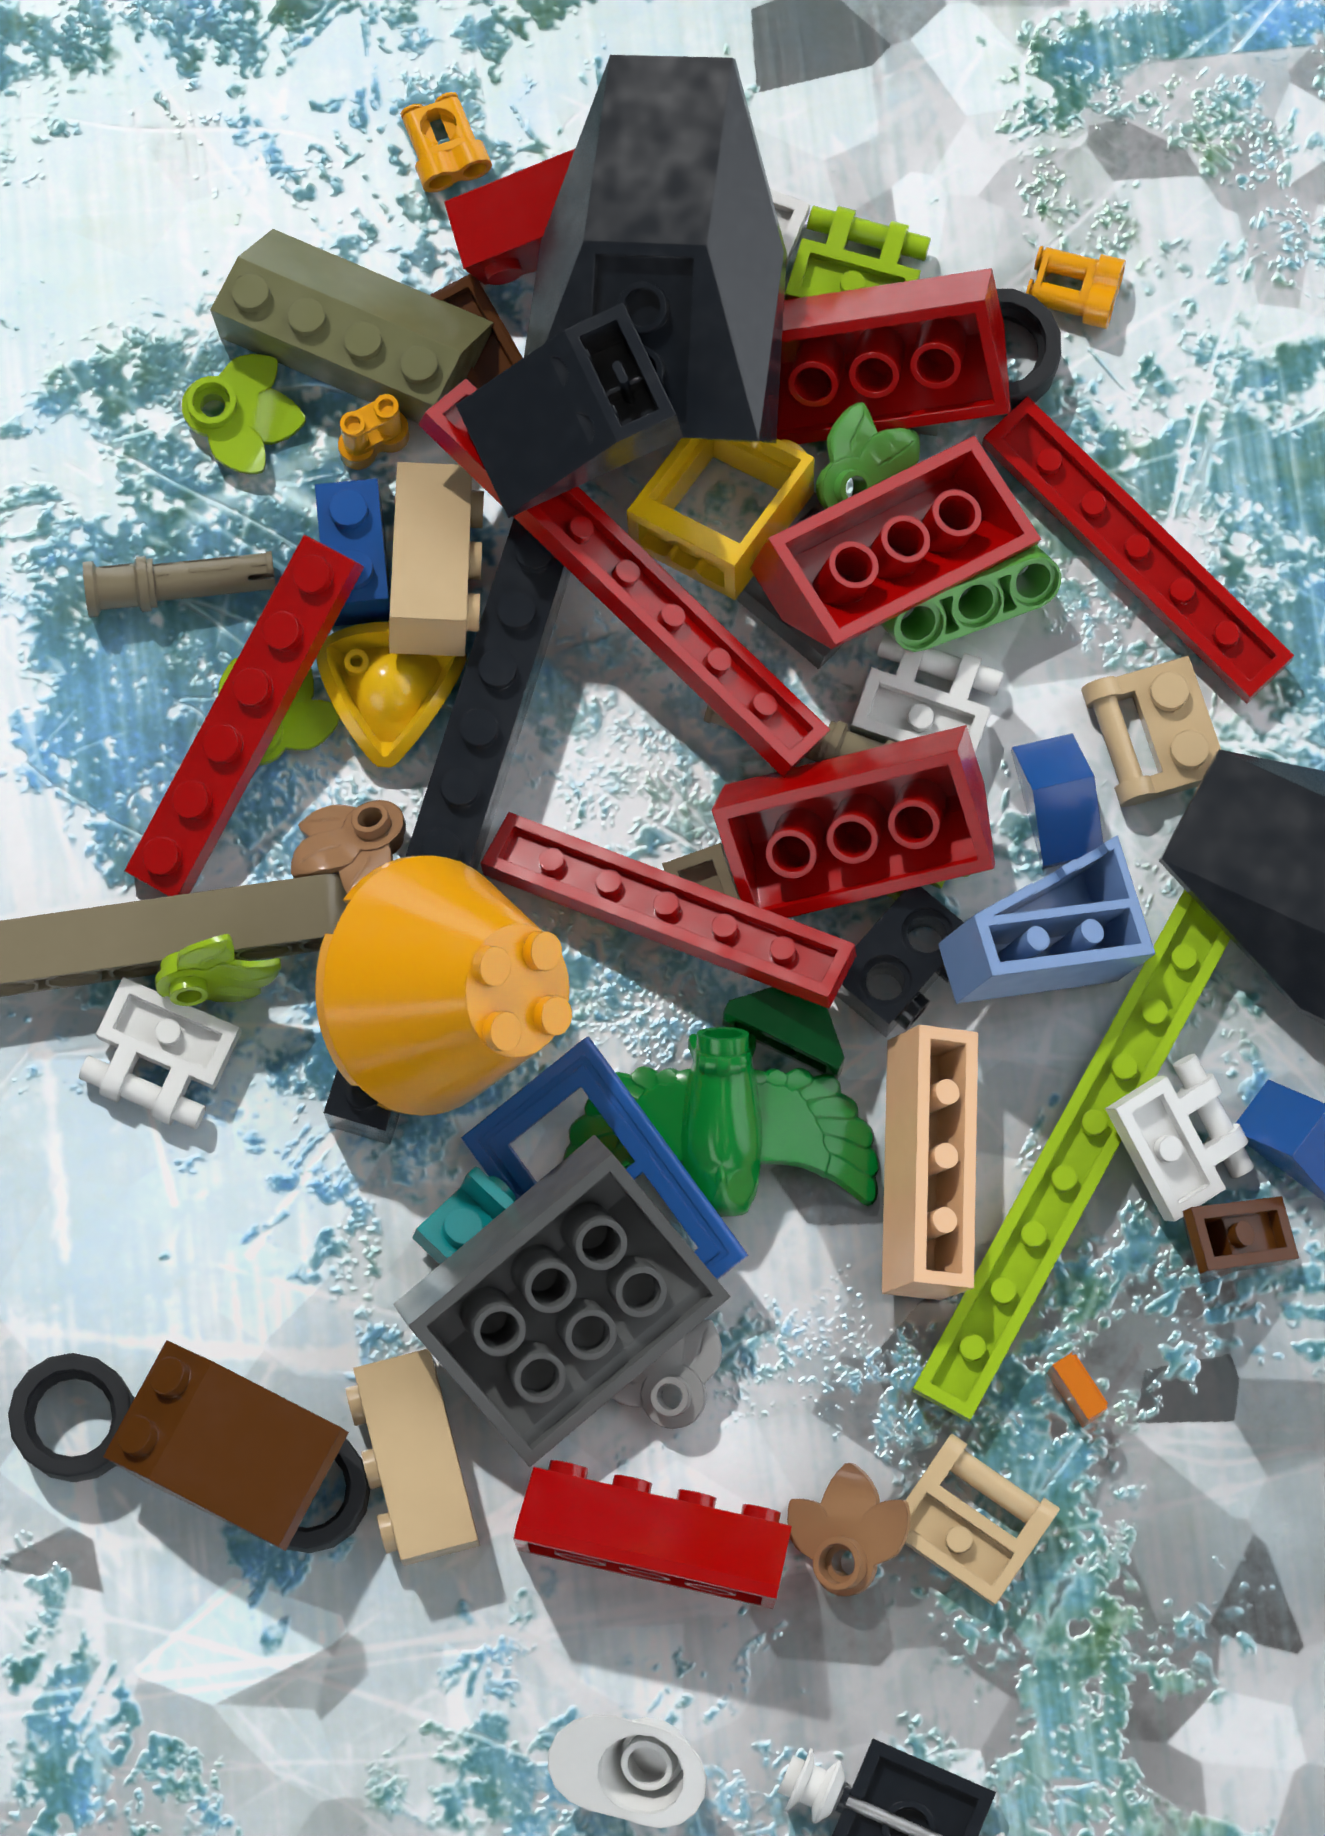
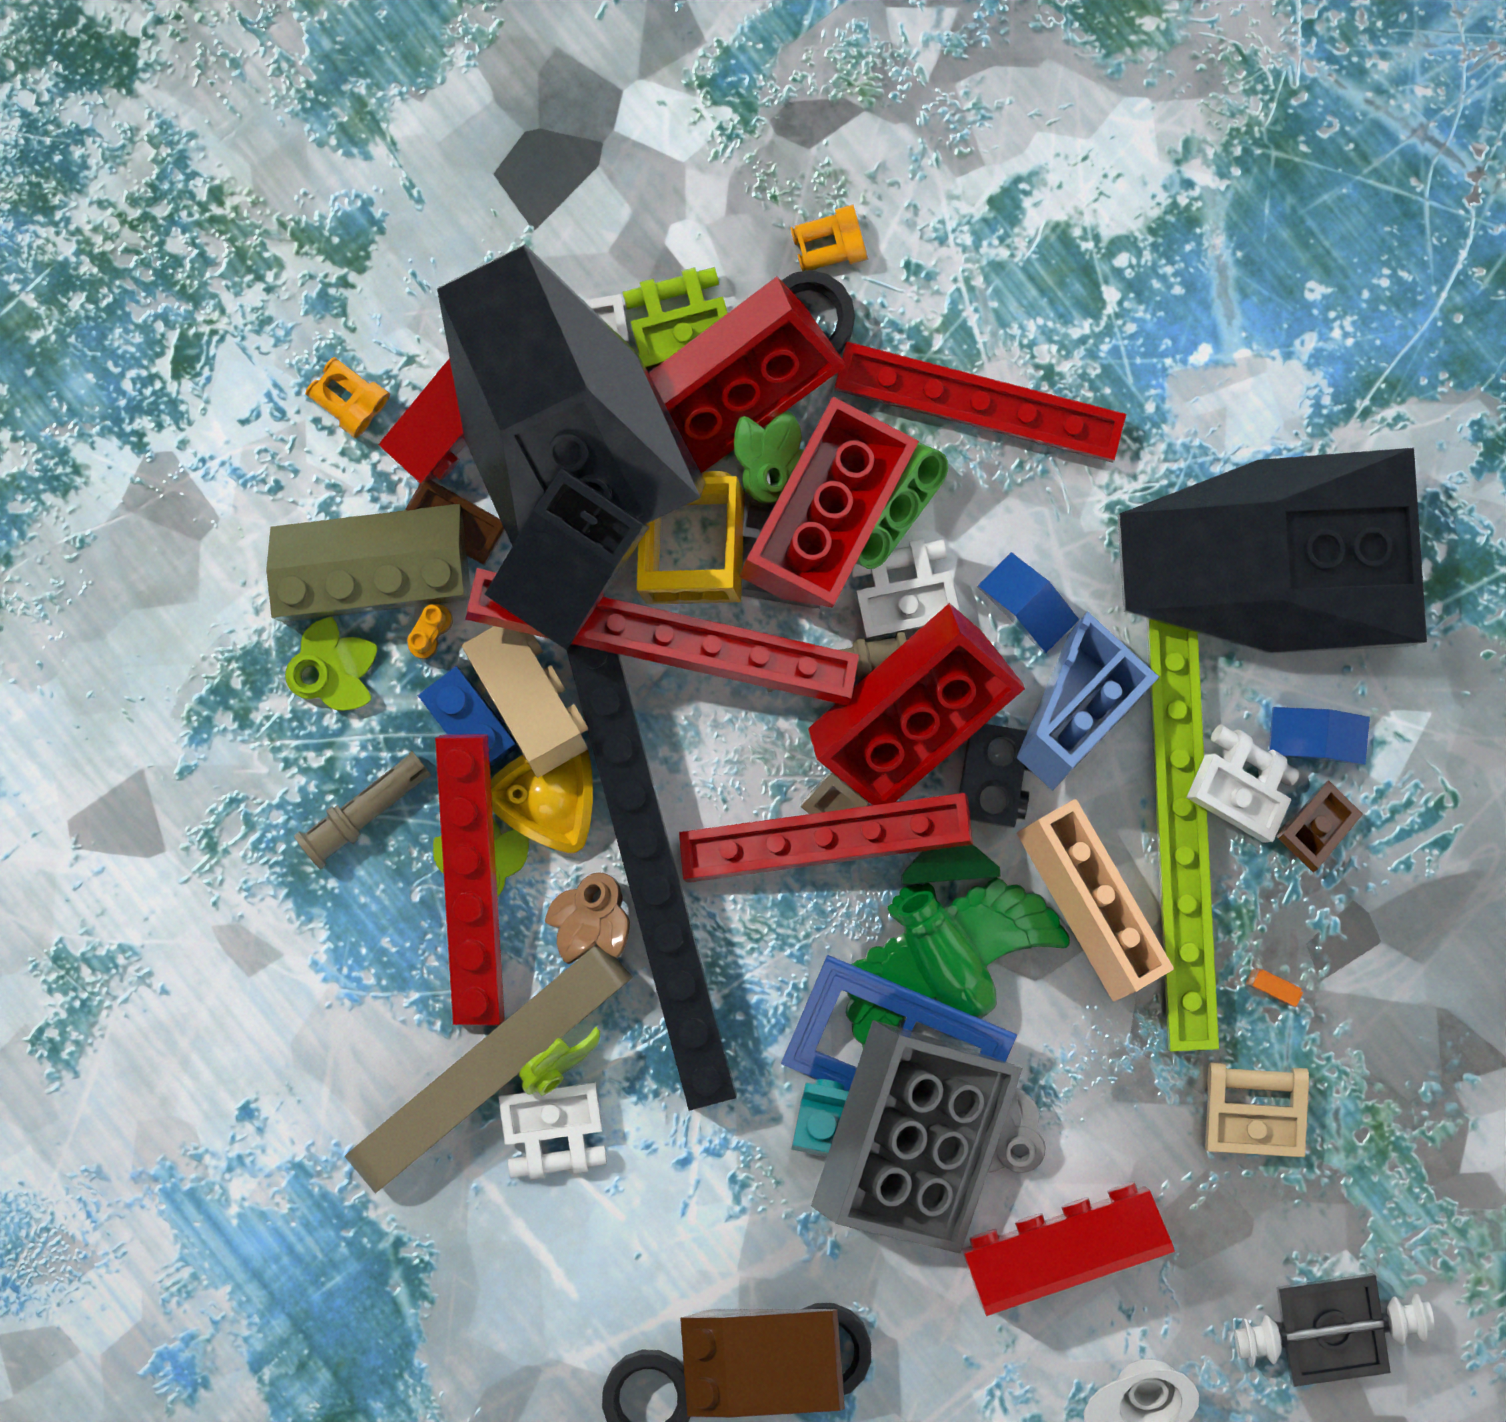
camera: 25 degrees left, 10 degrees up
(412, 1458) = (882, 1292): tan brick -> none
(436, 986) = (714, 987): light orange cone -> none
(849, 1521) = (1181, 1159): medium nougat plate -> none
(1173, 724) = (1074, 506): tan plate -> none

